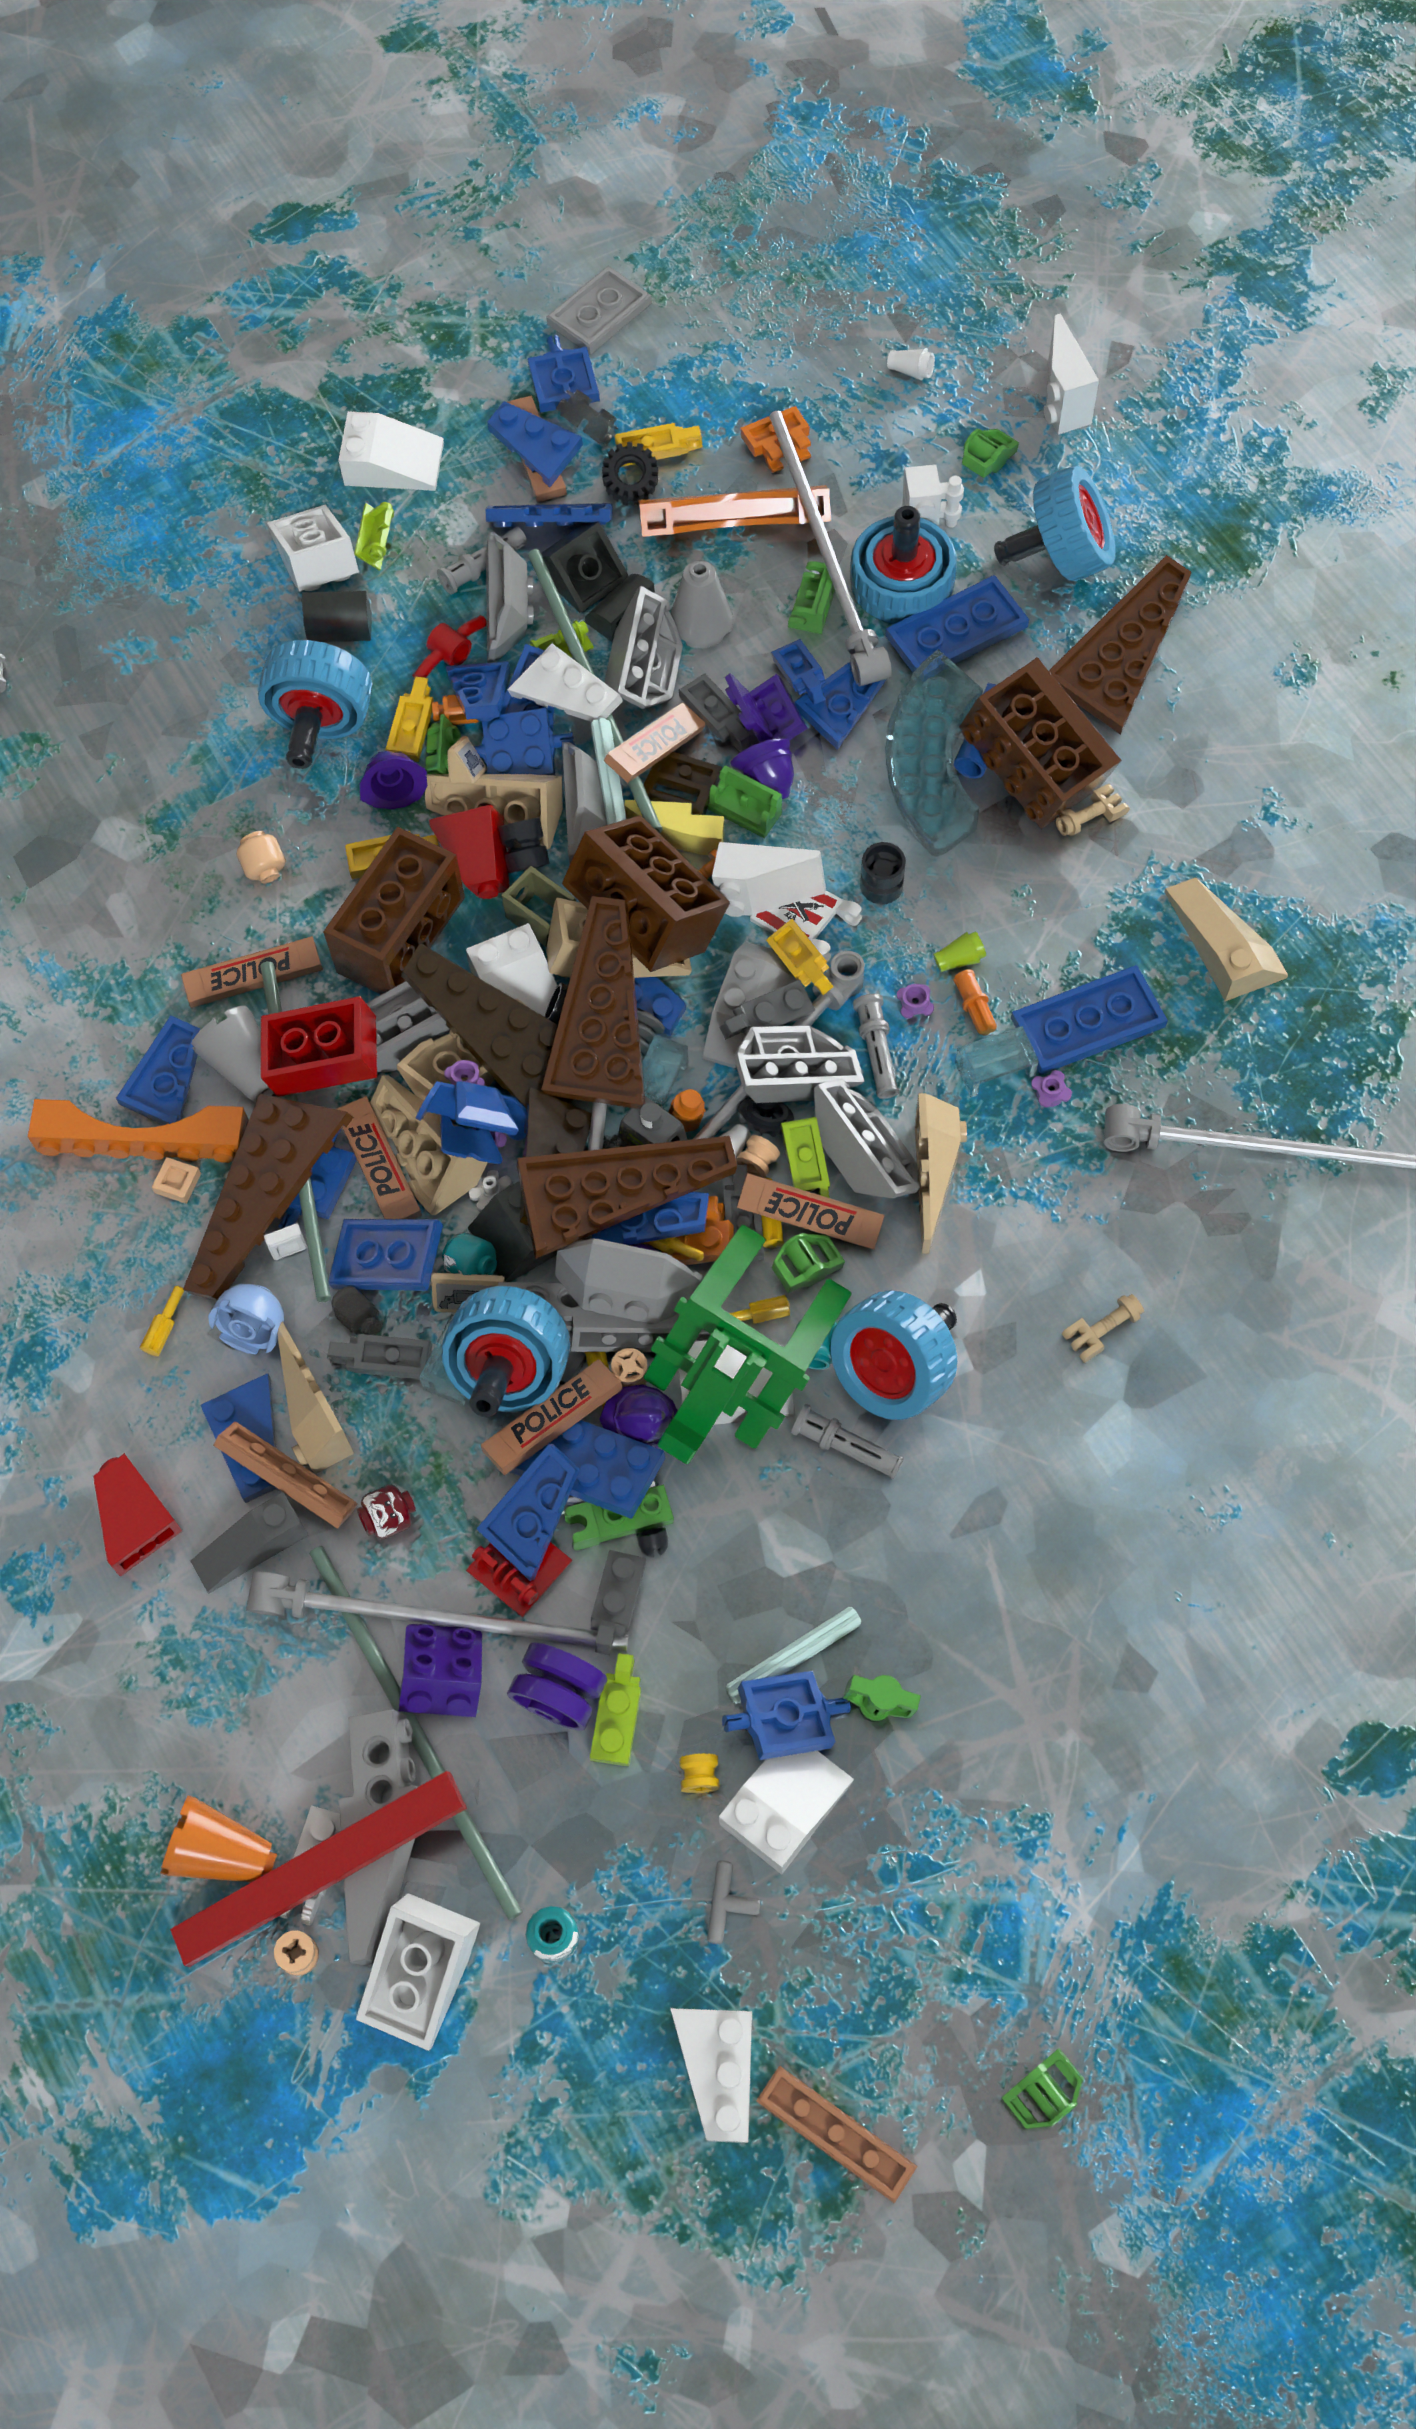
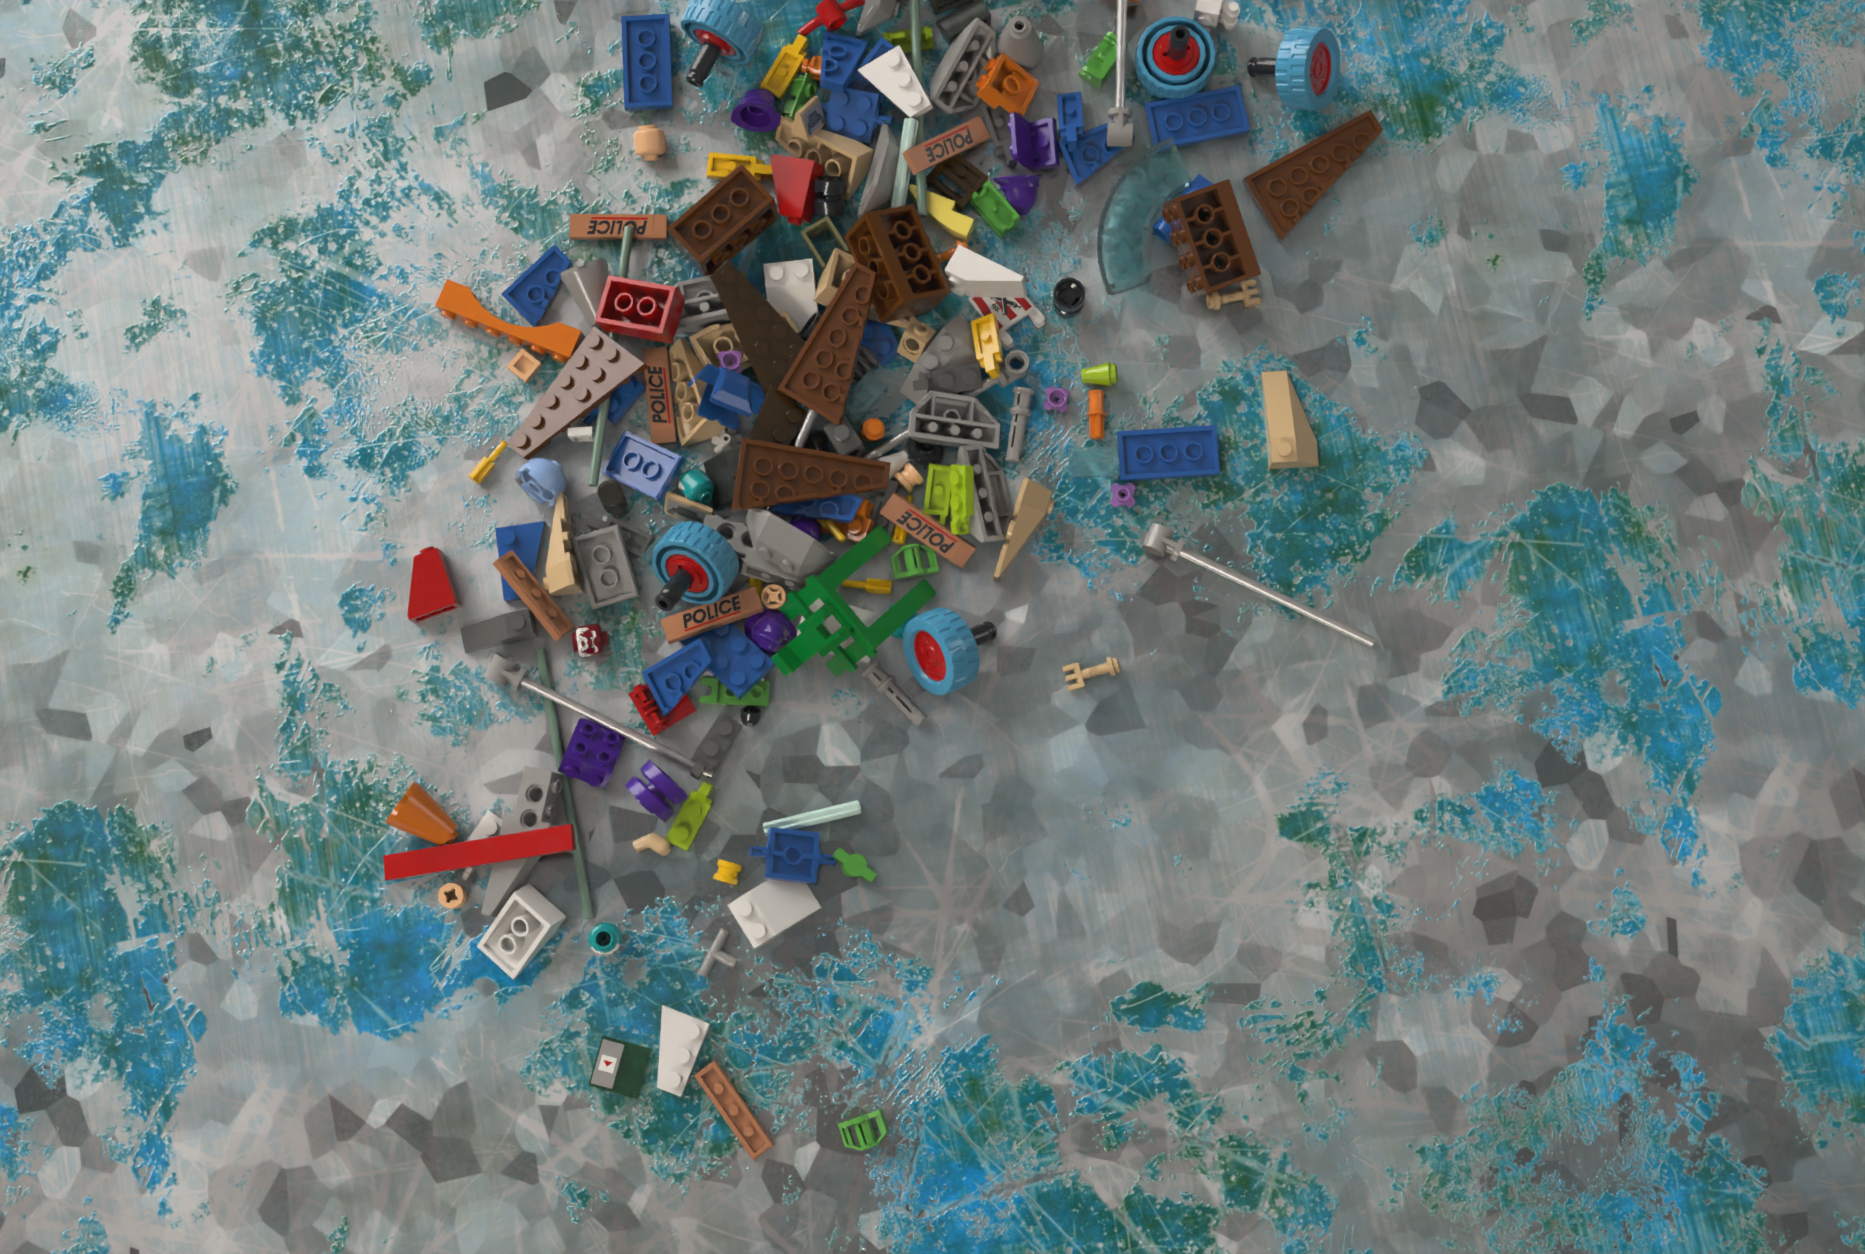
camera: 25 degrees right, 15 degrees up
(226, 768) = (647, 62): none -> blue plate
(376, 1404) = (605, 566): none -> light grey tile
(575, 1767) = (653, 841): none -> tan arm
(638, 2129) = (620, 1067): none -> clear green tile
(701, 995) = (915, 340): none -> tan brick
(702, 654) = (1006, 85): none -> orange plate
(842, 1150) = (961, 498): none -> lime hinge

